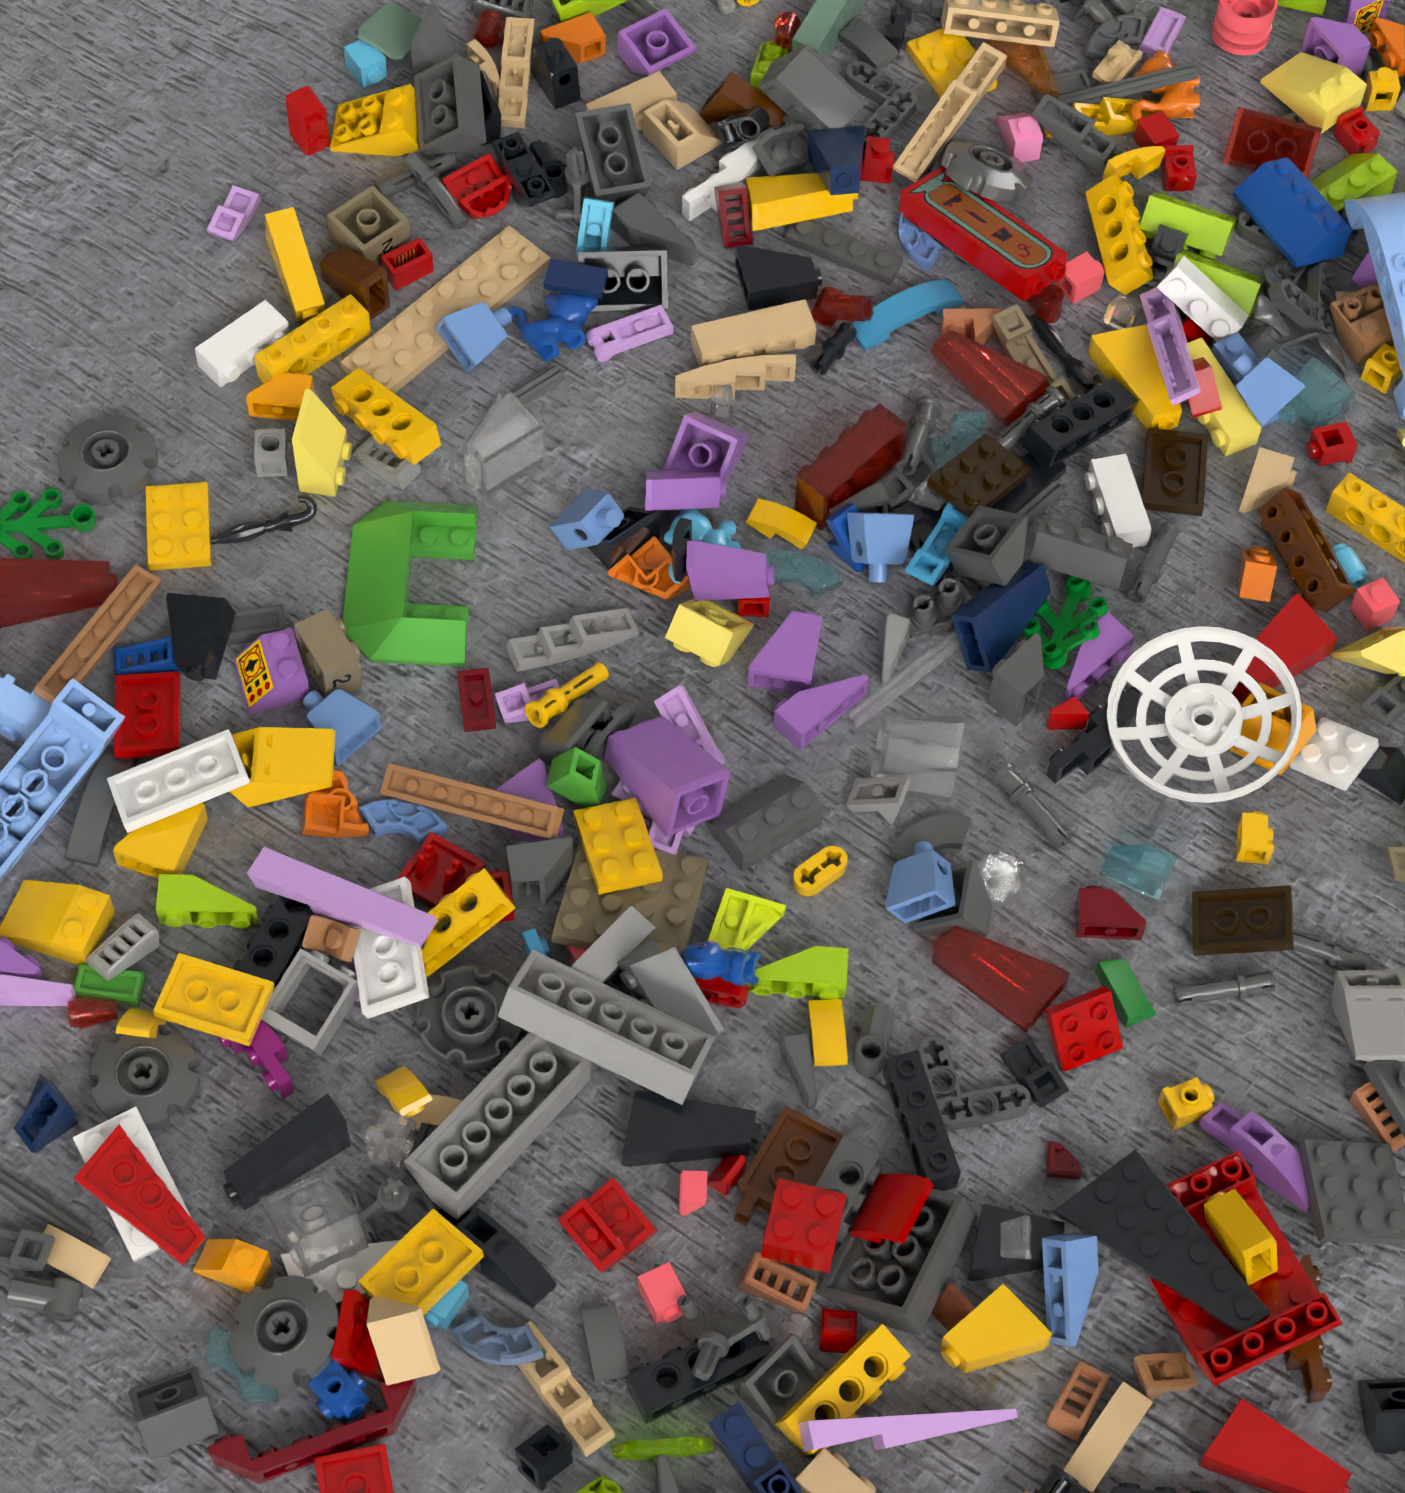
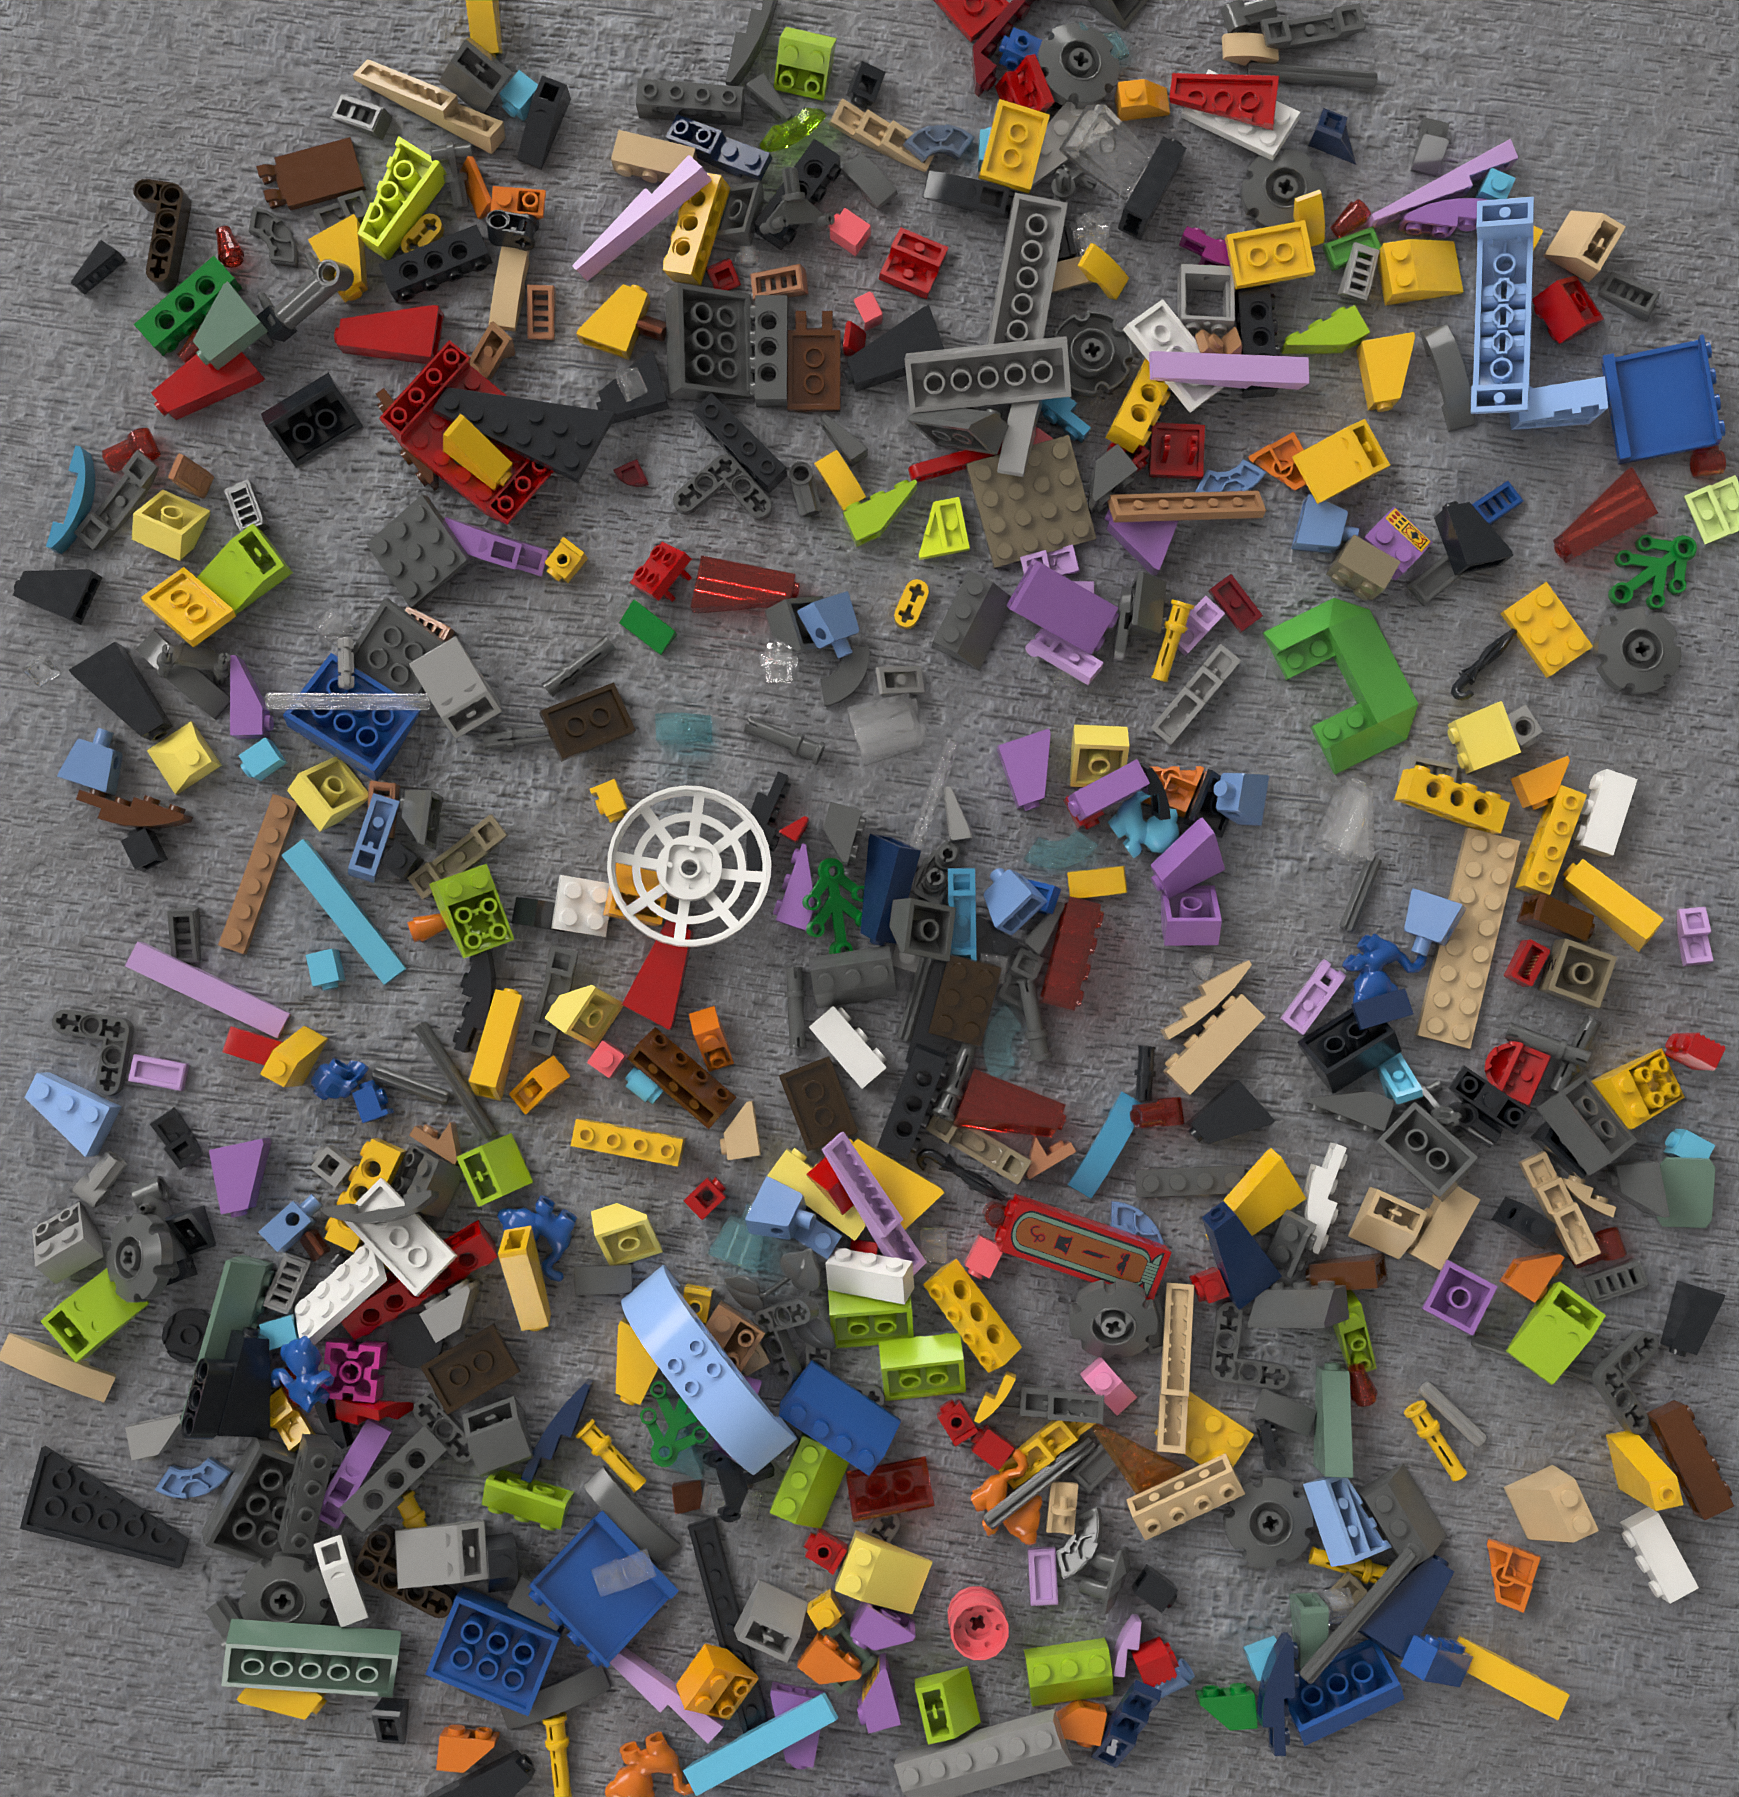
camera: 155 degrees right, 25 degrees up
(100, 633) = (1539, 491): medium nougat plate -> none
(151, 714) = (1462, 456): red plate -> none
(178, 780) = (1402, 401): white plate -> none
(400, 1340) = (1001, 83): tan slope -> none
(578, 778) = (1120, 566): bright green slope -> none
(617, 846) = (1063, 532): yellow plate -> none
(709, 961) = (945, 455): blue animal -> none
(736, 129) = (1339, 1244): black piece -> none
(742, 201) = (1308, 1167): dark red slope -> none
(803, 1225) = (777, 307): red brick -> none
(816, 708) = (986, 727): medium lavender slope -> none
(891, 1208) = (726, 361): red slope -> none
(1033, 1072) = (682, 530): black slope -> none
(1069, 1280) = (581, 375): medium blue slope -> none
(1106, 915) = (689, 676): dark red slope -> none
(1164, 250) = (925, 1318): black slope -> none

